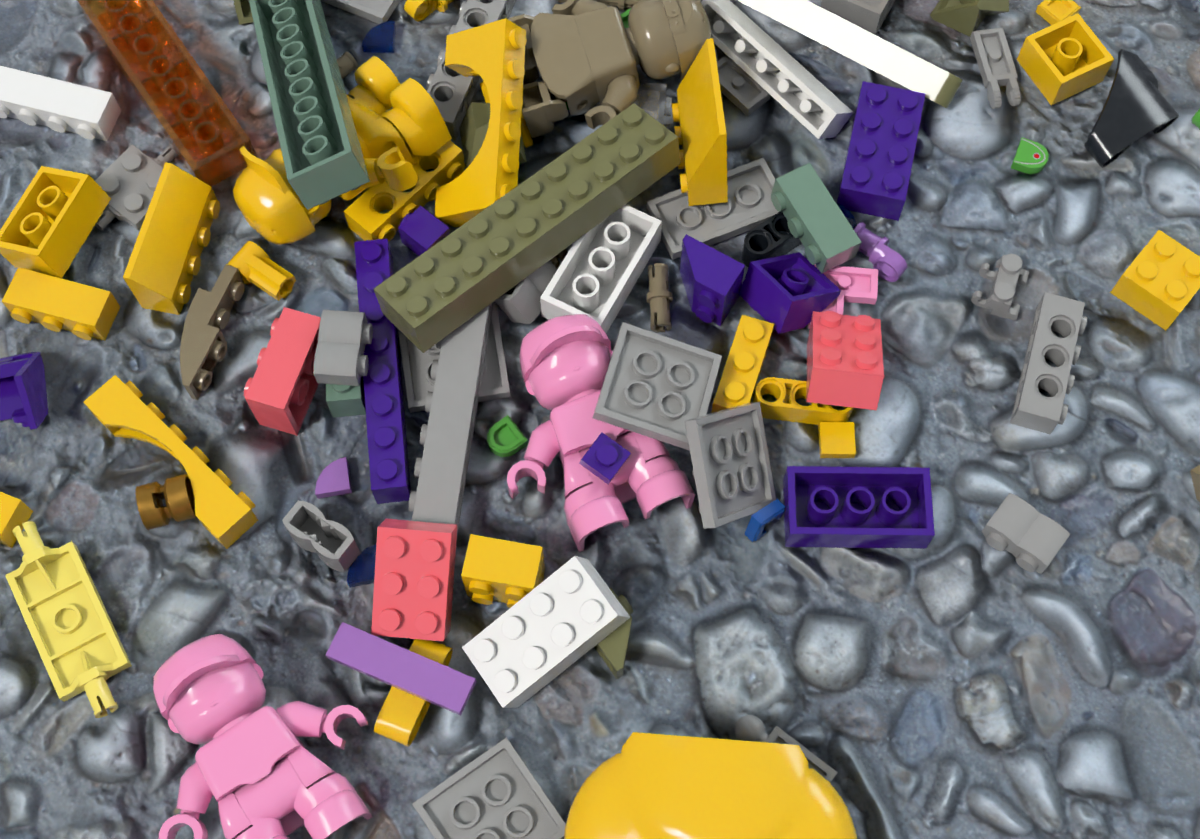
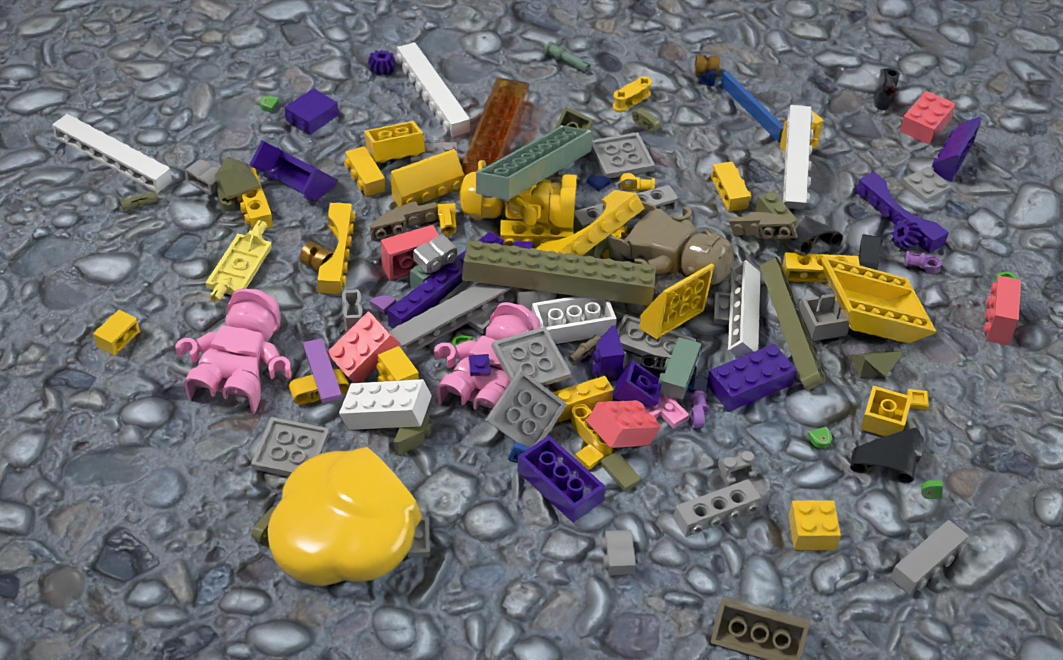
camera: 45 degrees right, 20 degrees down
(893, 423) = (620, 471): none -> olive tile
(996, 65) = (853, 393): light grey hinge -> none

